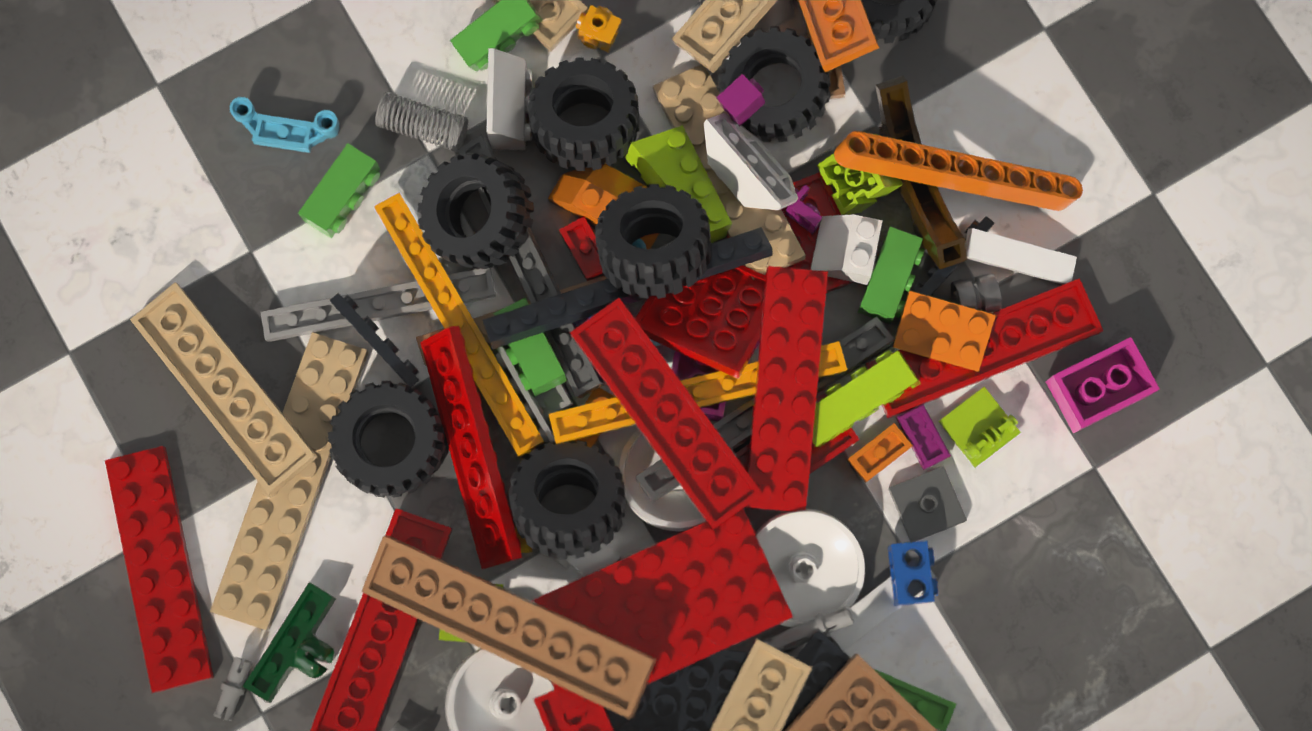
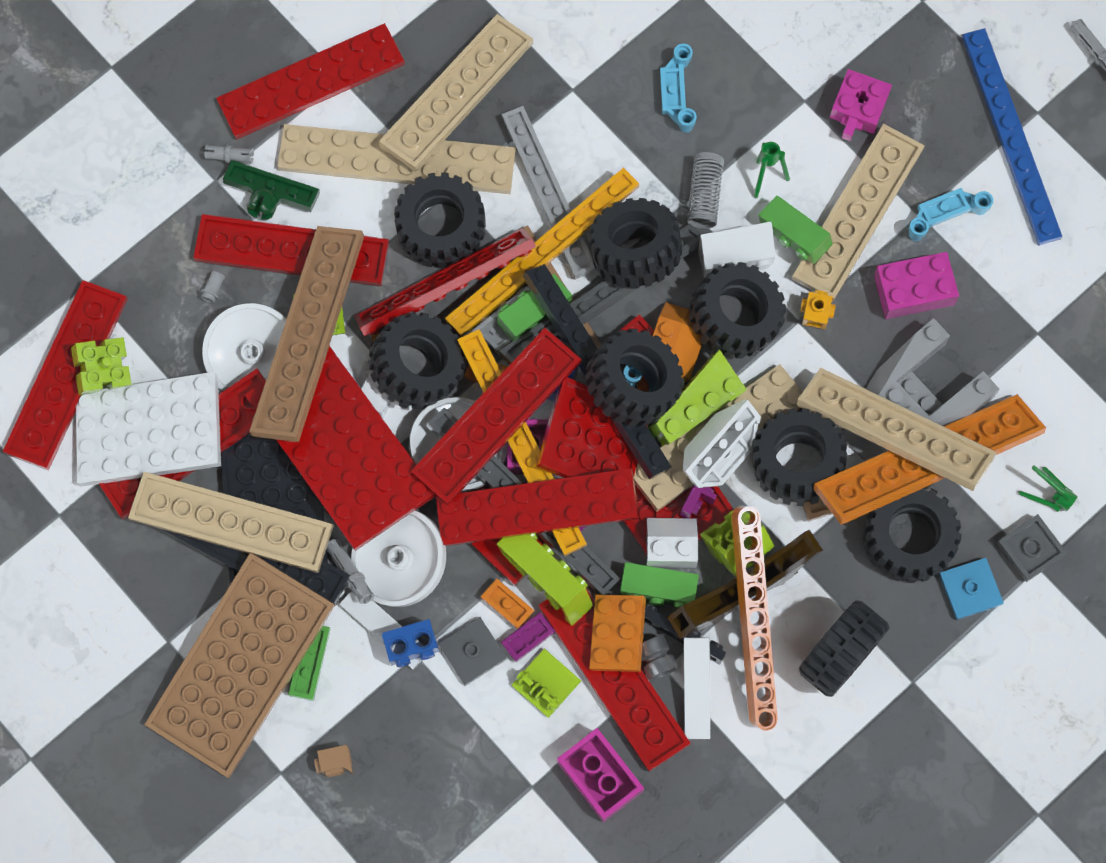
camera: 80 degrees right, 5 degrees down
(340, 191) = (634, 142): bright green brick -> none
(367, 330) = (522, 185): black plate -> none
(400, 33) = (769, 156): none -> green plant
(741, 99) = (772, 425): magenta brick -> none
(1013, 82) = (843, 648): none -> black tyre
(1034, 691) = (334, 761): none -> medium nougat window

